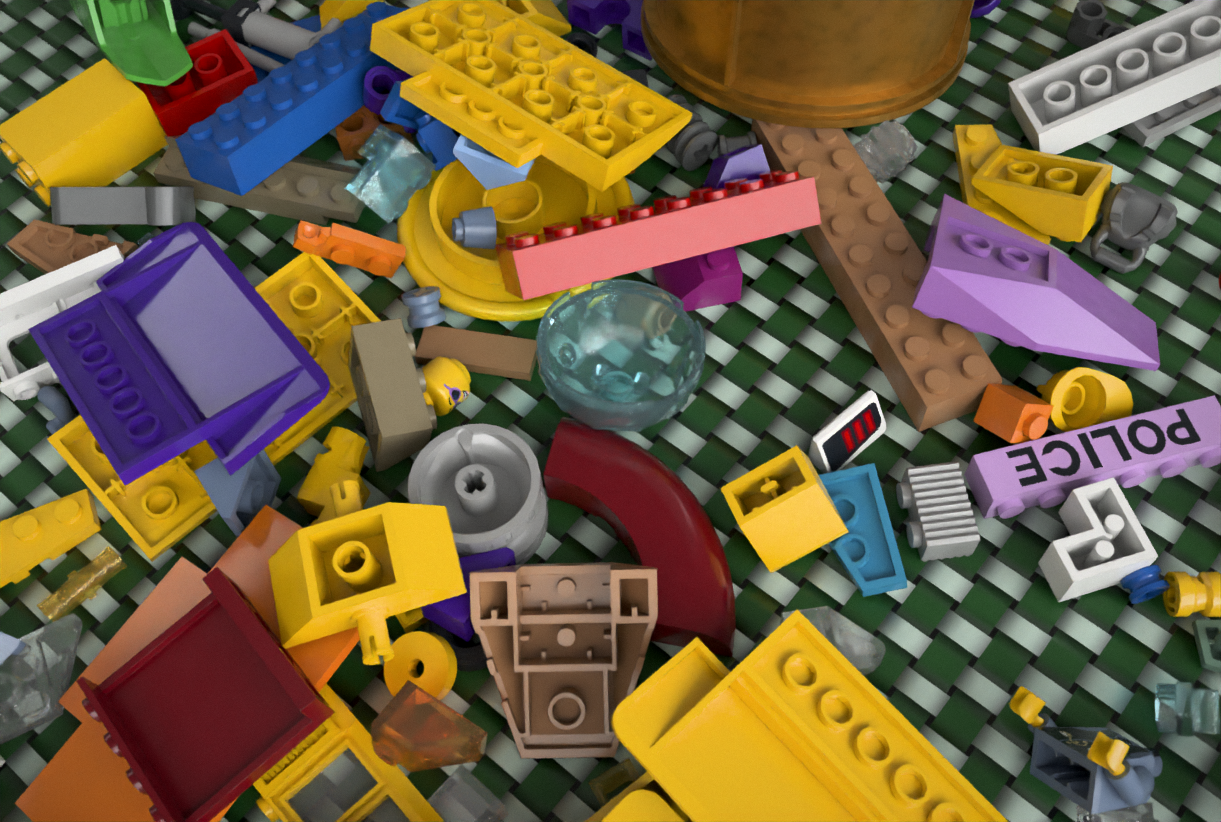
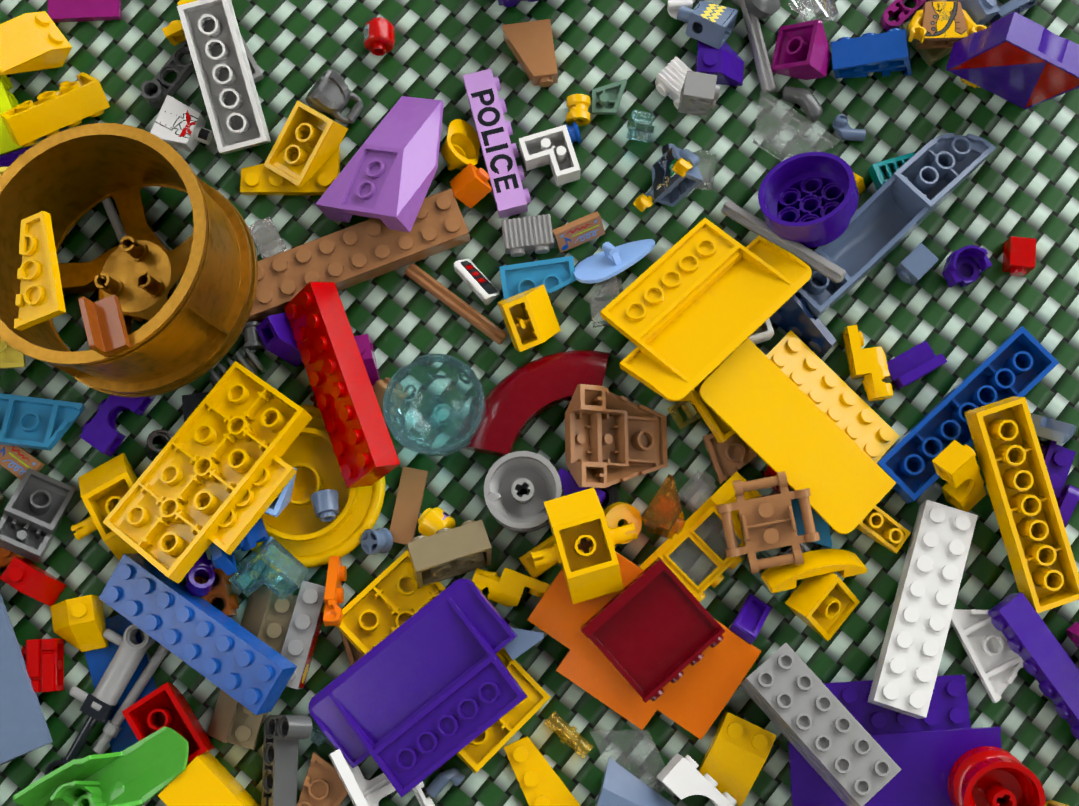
camera: 90 degrees left, 20 degrees up
(273, 216) = (304, 631): none -> light grey brick
(809, 402) = (456, 303): none -> medium nougat axle
(906, 653) = (612, 260): none -> light blue shield
(955, 596) = (578, 231): none -> medium nougat tile
(1041, 42) = (180, 126): none -> white torso

